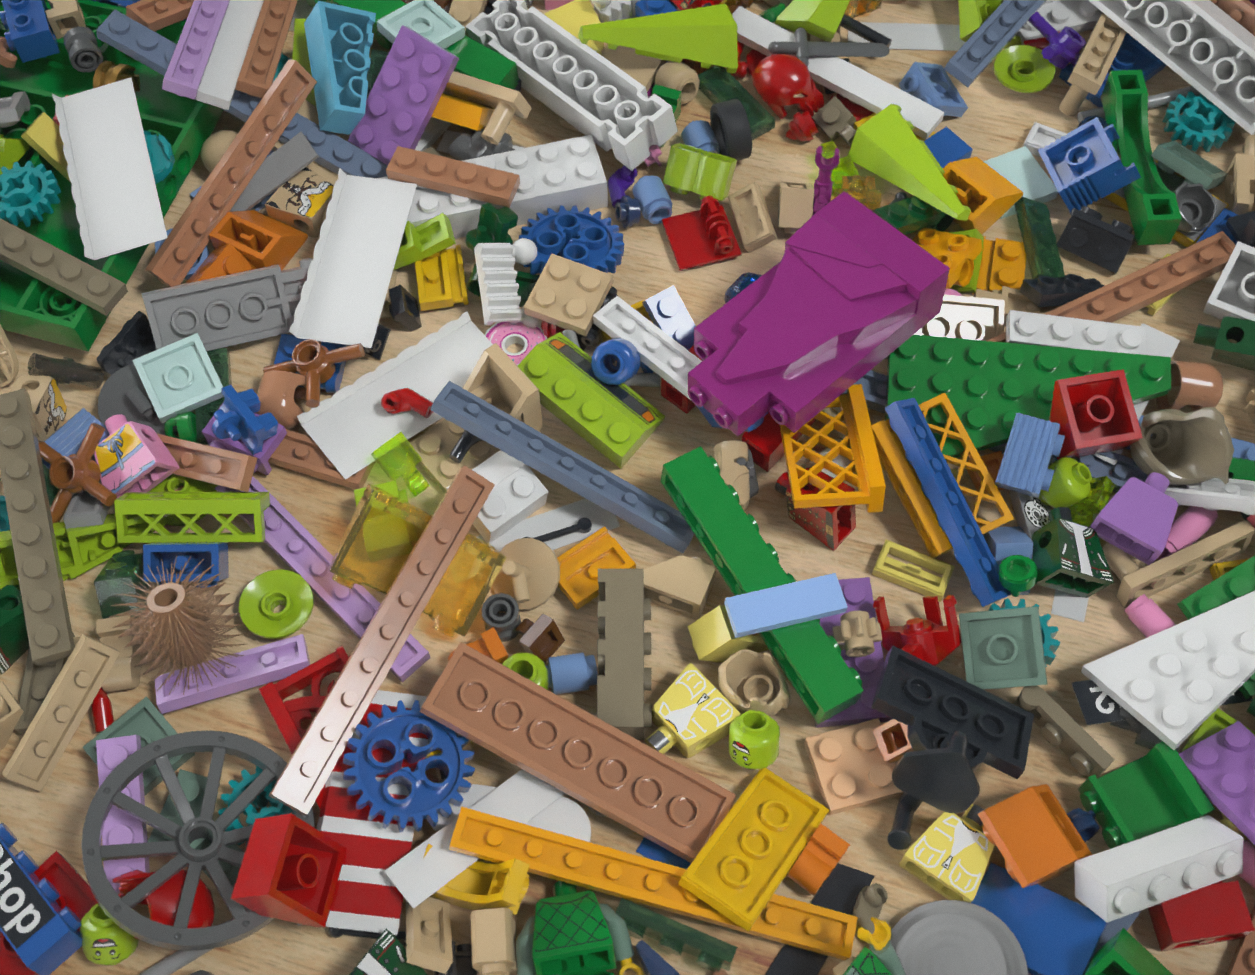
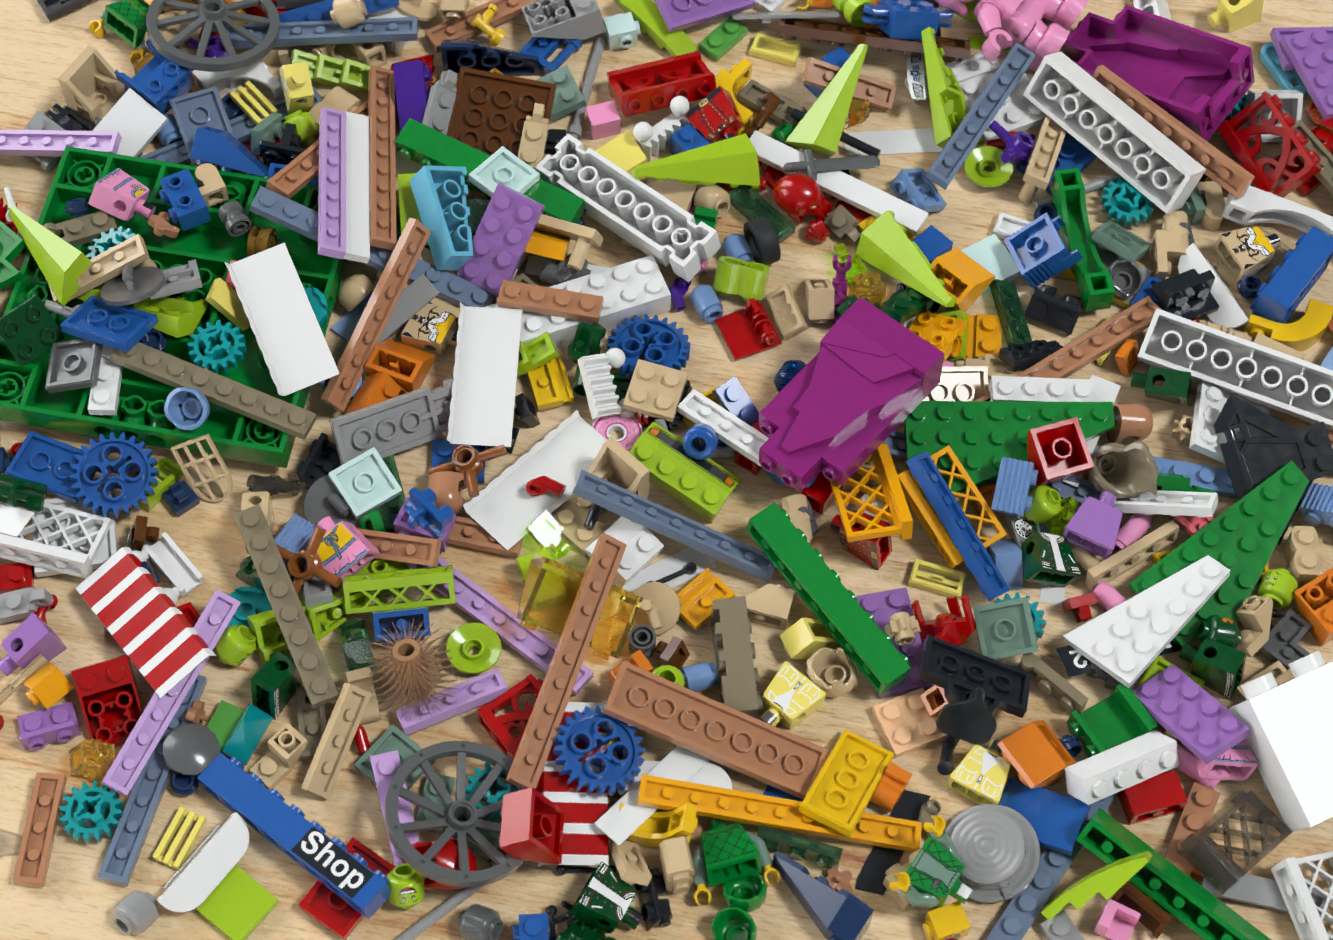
camera: 10 degrees left, 0 degrees up
(628, 211) = (688, 315): dark blue plate -> none
(754, 740) = (837, 710): lime head -> none
(785, 605) = (850, 613): light blue tile -> none
(1017, 574) = (1012, 575): green tile -> none
(1109, 626) = (1080, 606): none -> red tile
(1190, 304) = (1127, 356): none -> orange plate

